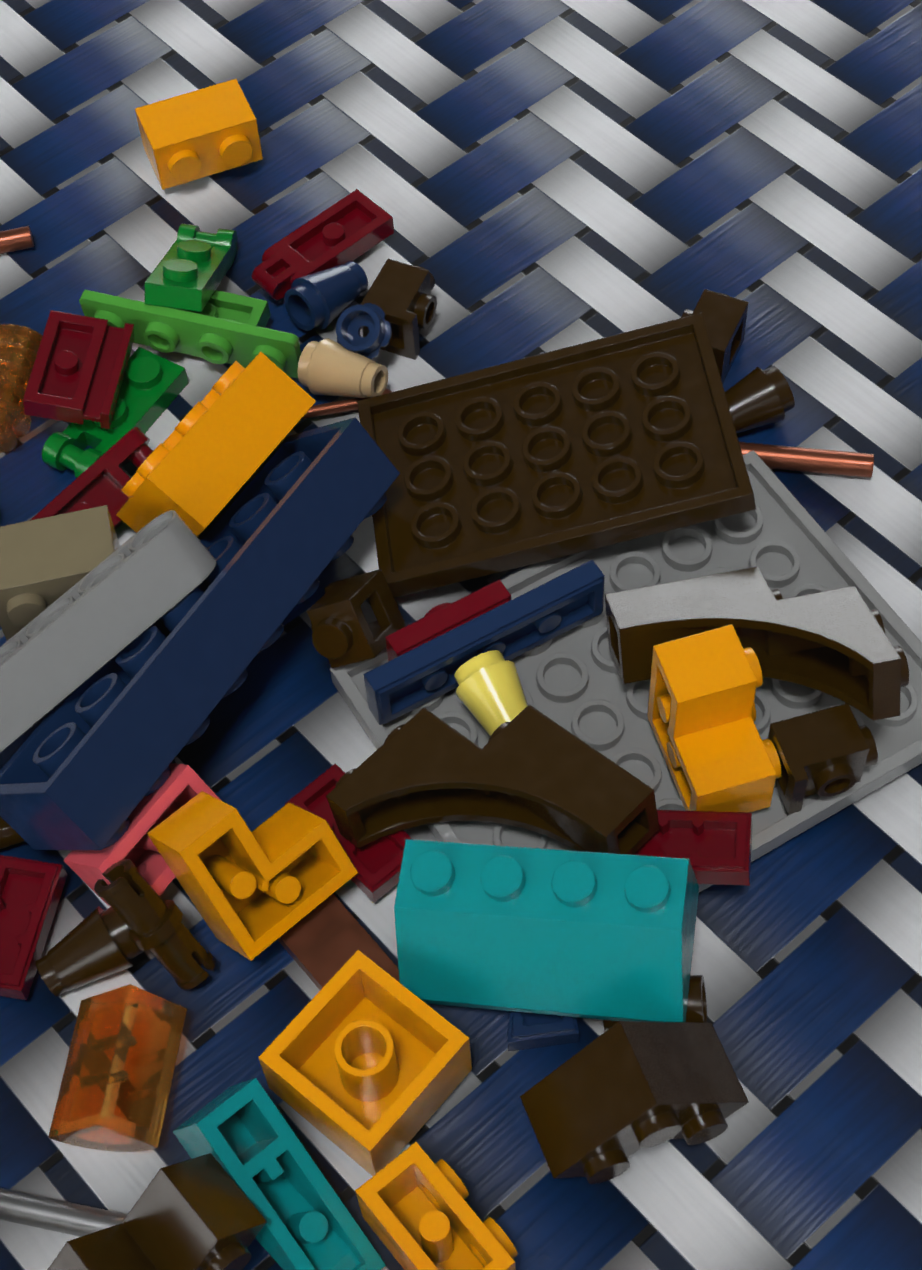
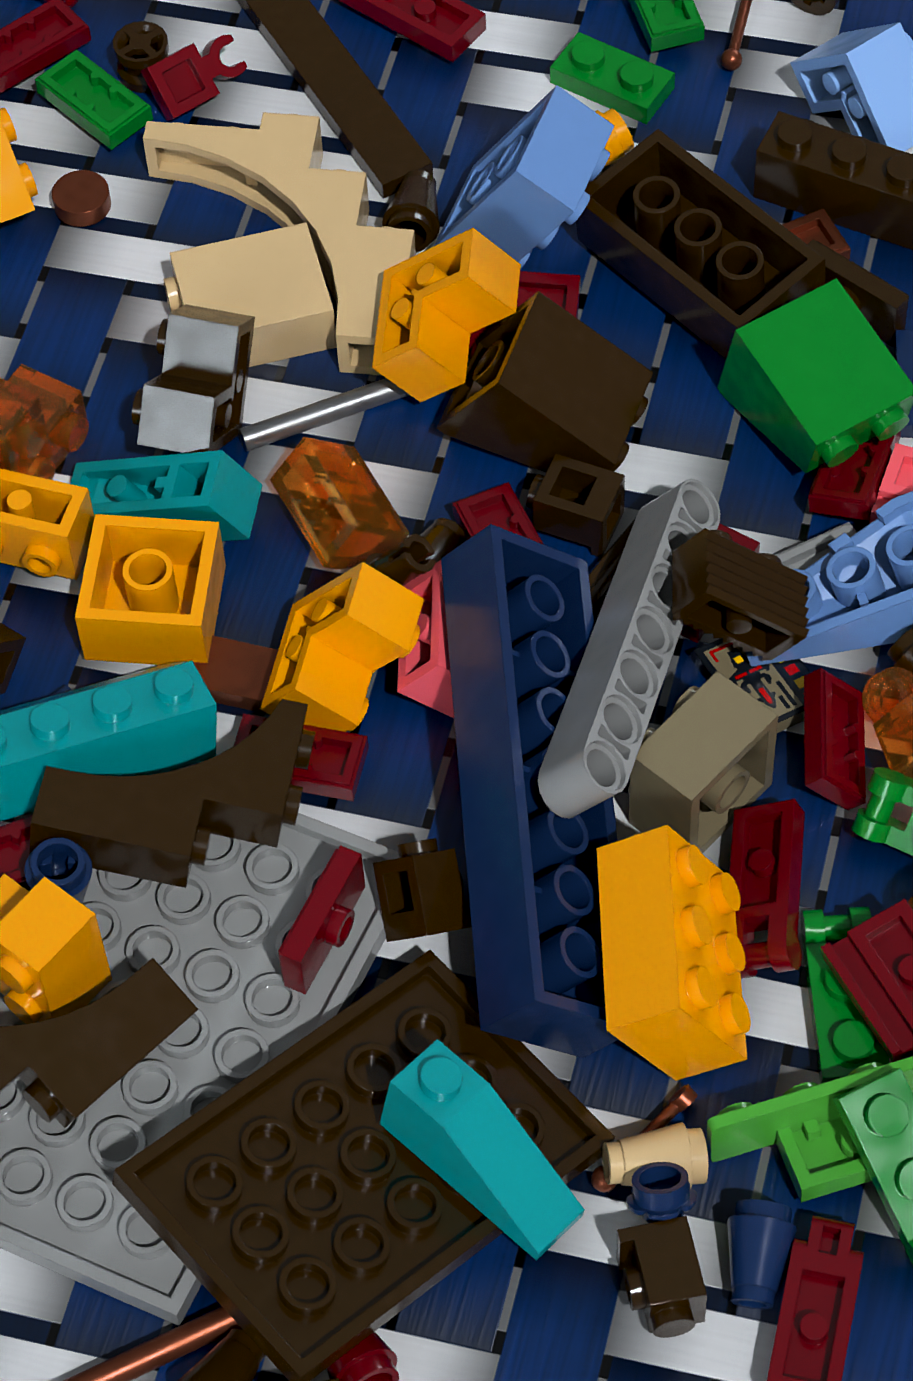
camera: 145 degrees right, 0 degrees up
(471, 406) = (479, 1148): none -> teal slope
(490, 689) = (243, 892): light yellow cone -> none
(509, 628) = (259, 969): dark blue tile -> none
(653, 759) = (61, 863): none -> dark blue cone

